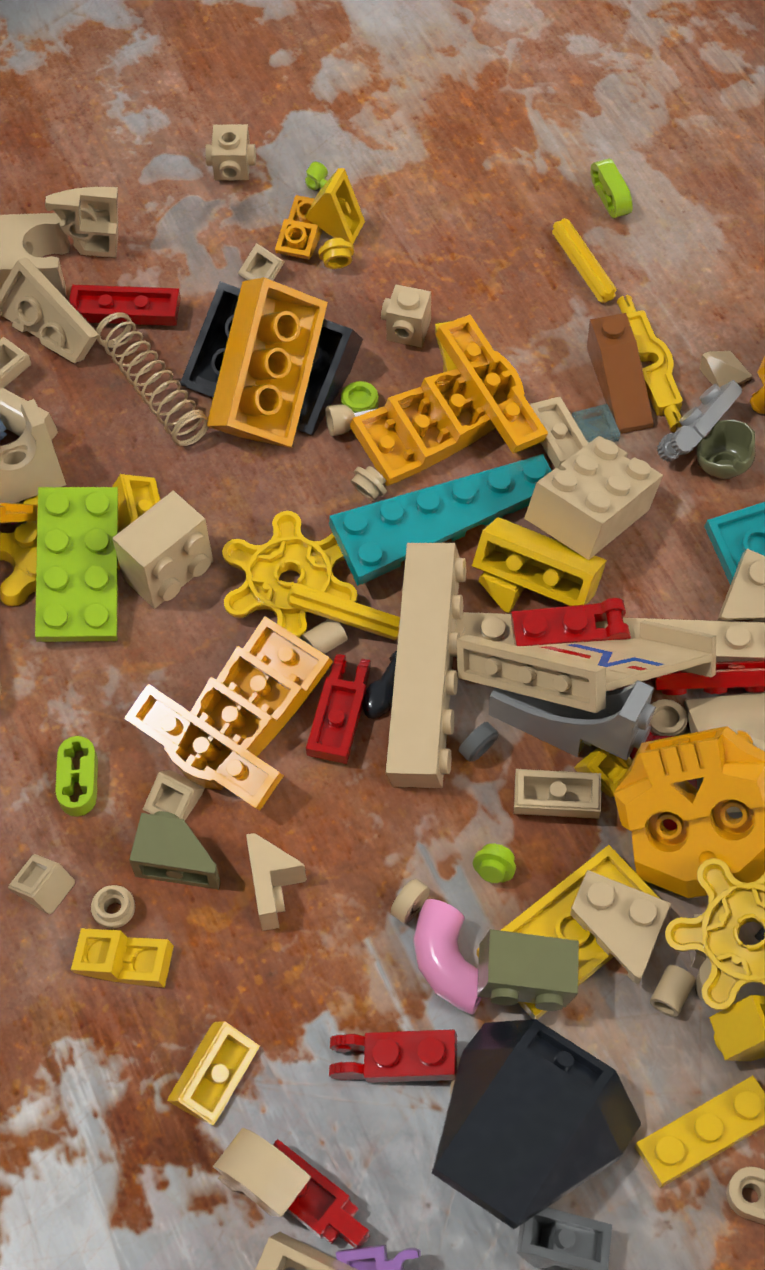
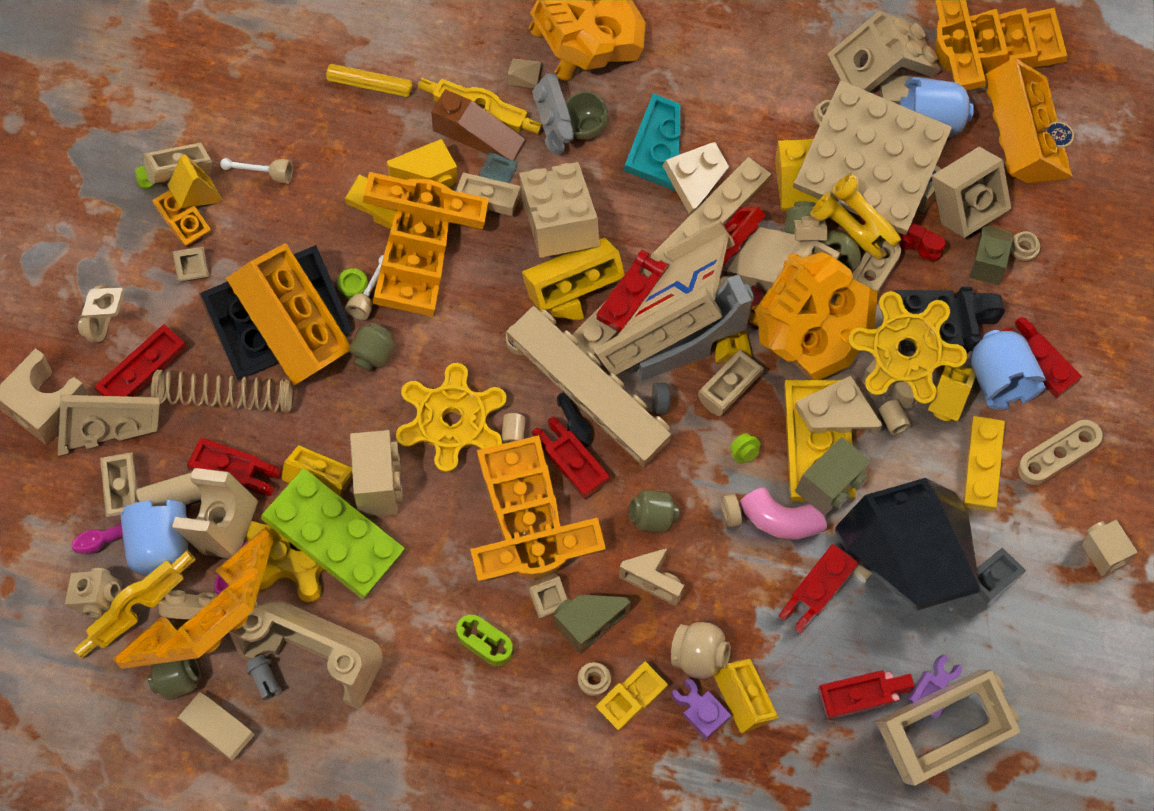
camera: 55 degrees left, 5 degrees up
(42, 883) = (540, 710): tan slope -> none
(84, 438) = (239, 464): none -> red hinge
(88, 218) = (59, 334): tan slope -> none
(147, 237) = (98, 309): none -> tan bracket
(161, 1042) = (703, 712): none -> medium lavender plate
(217, 981) = (700, 649): none -> tan piece
(230, 152) = (78, 211): tan brick -> none
(261, 1172) = (839, 703): tan brick -> none
(303, 457) = (372, 346): none -> olive head
(336, 253) = (225, 211): yellow plate -> none
(343, 826) = (653, 511): none -> olive head
(344, 611) = (511, 404): yellow axle -> none
(365, 187) = (162, 163): none -> tan brick
(369, 482) = (425, 324): tan plate -> none
(377, 534) = (480, 322): teal wing -> none
(407, 315) = (320, 208): tan brick -> none
(419, 261) = (280, 169): none -> hinge
(538, 362) = (426, 162): none -> yellow slope
(611, 188) = (331, 21): lime beam -> none

